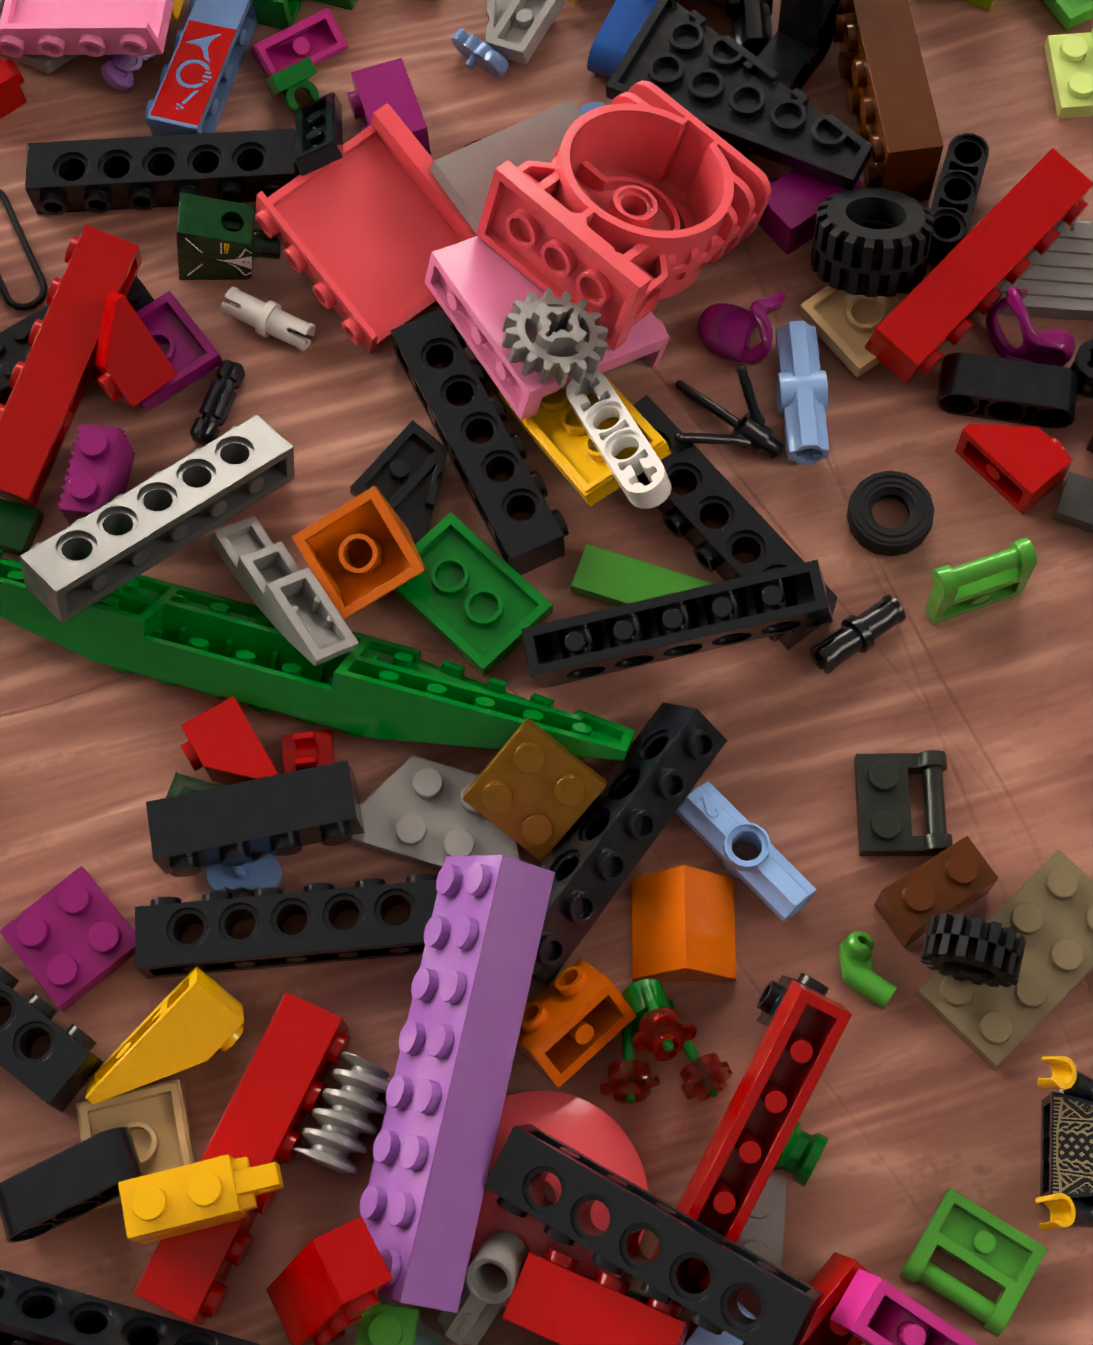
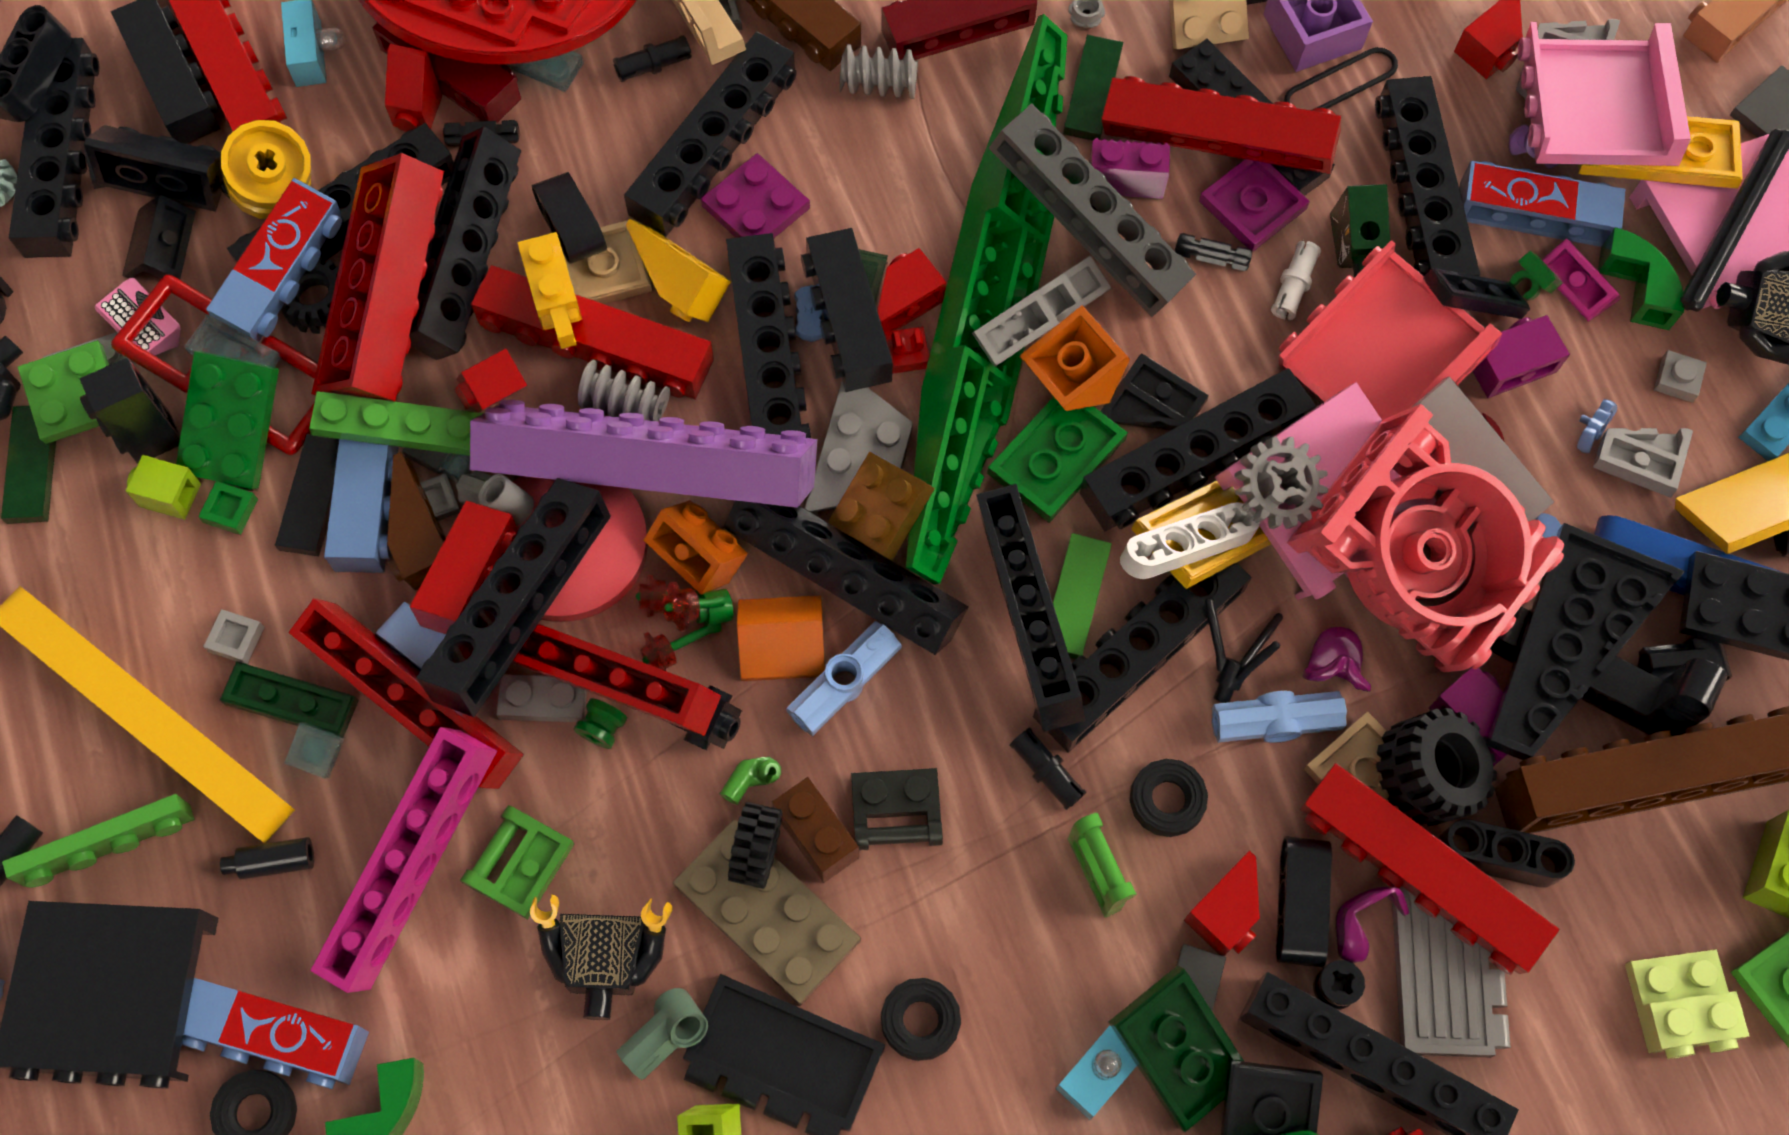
camera: 80 degrees right, 0 degrees up
(128, 354) = (1230, 170): red slope -> none

